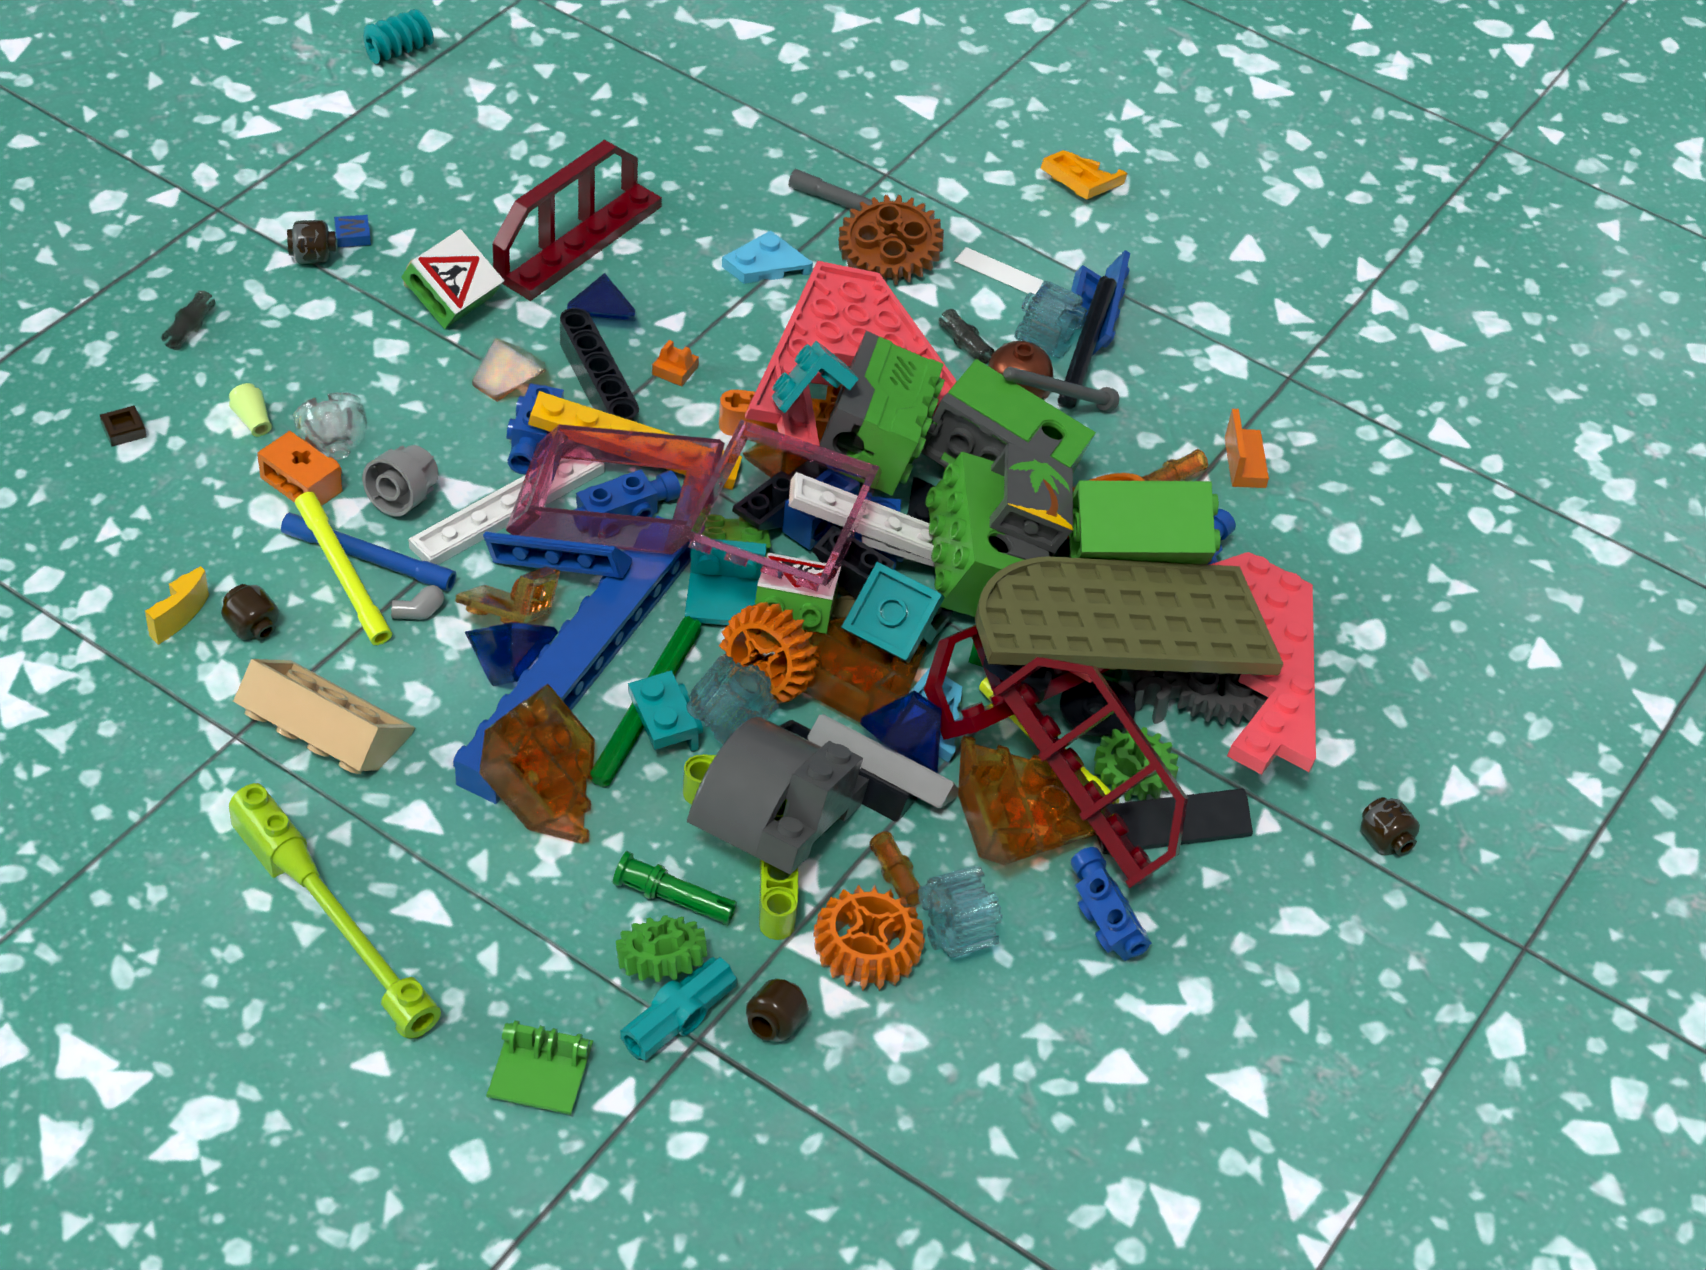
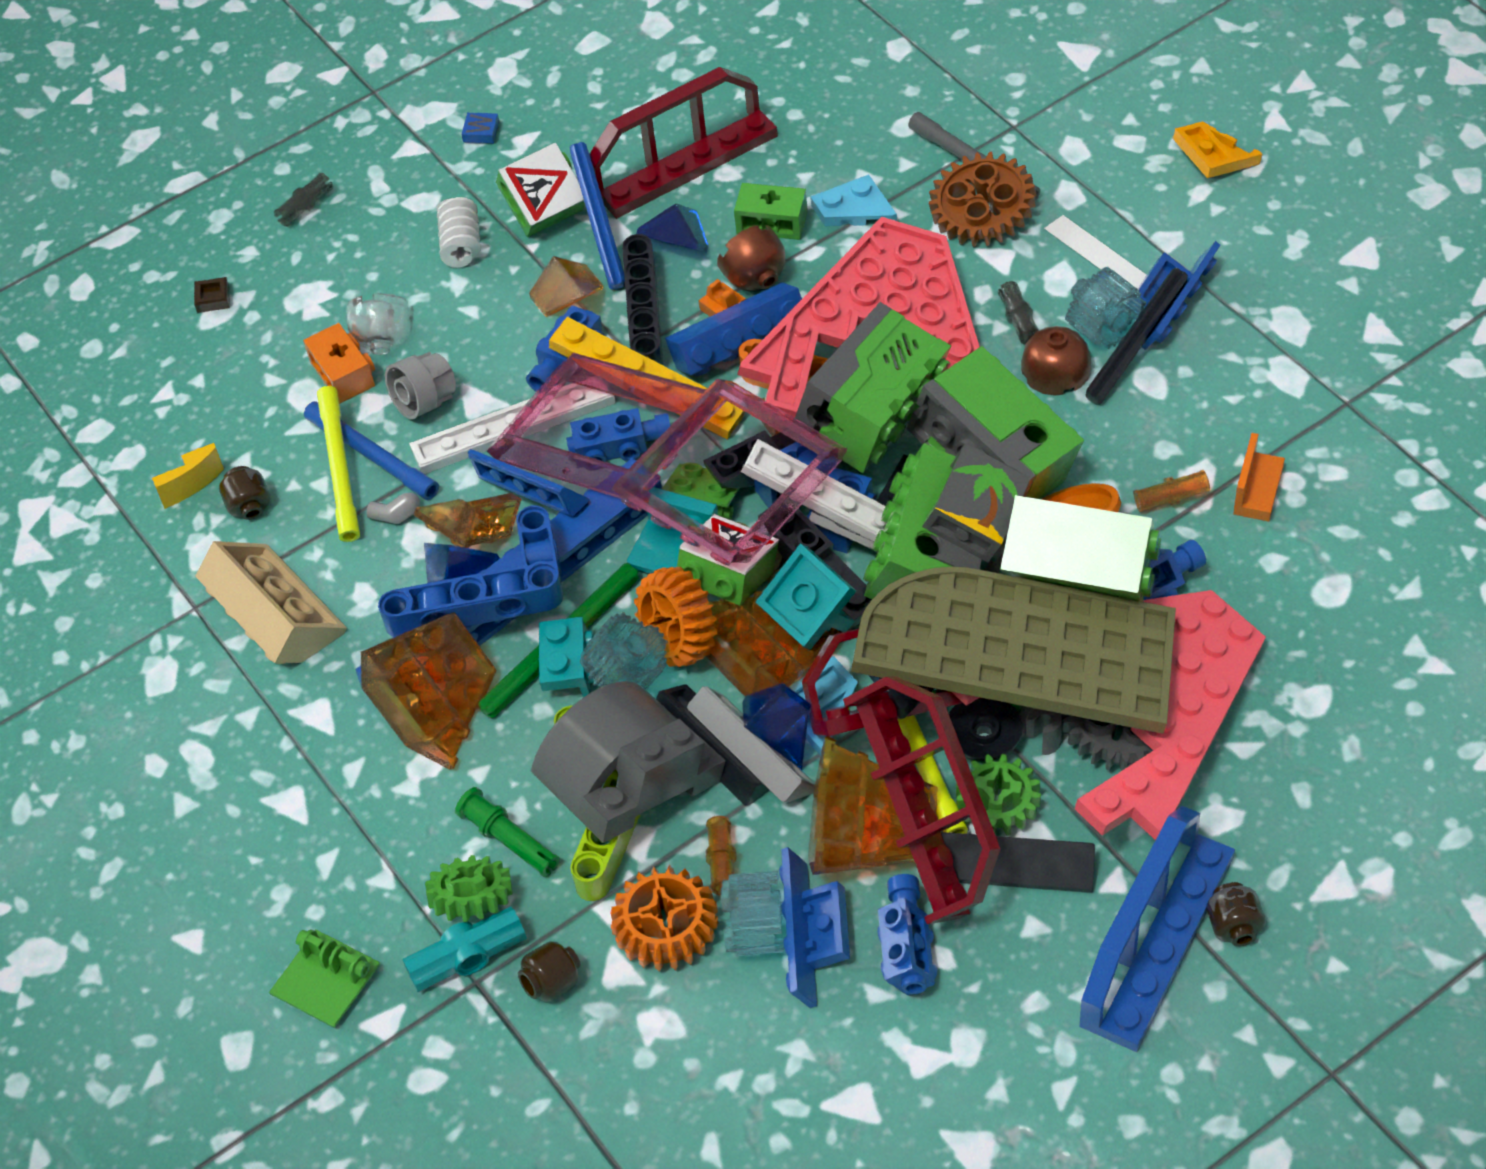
camera: 30 degrees right, 5 degrees up
(250, 407) = (322, 293): yellowish green cone -> none
(285, 850) = (187, 730): lime bar -> none
(310, 241) = (434, 135): dark brown head -> none
(376, 329) = (458, 231): none -> white piece
(522, 296) = (597, 215): none -> blue axle
(571, 665) = (486, 595): none -> blue beam
(690, 274) = (773, 206): none -> bright green brick
(699, 318) = (753, 259): none -> copper cylinder
(699, 387) = (723, 333): none -> blue brick
(810, 362) = (814, 332): teal bracket -> none
(1026, 919) = (813, 926): none -> blue bracket
(1105, 398) = (1134, 399): dark grey bar -> none
(1332, 860) = (1167, 939): none -> blue plate

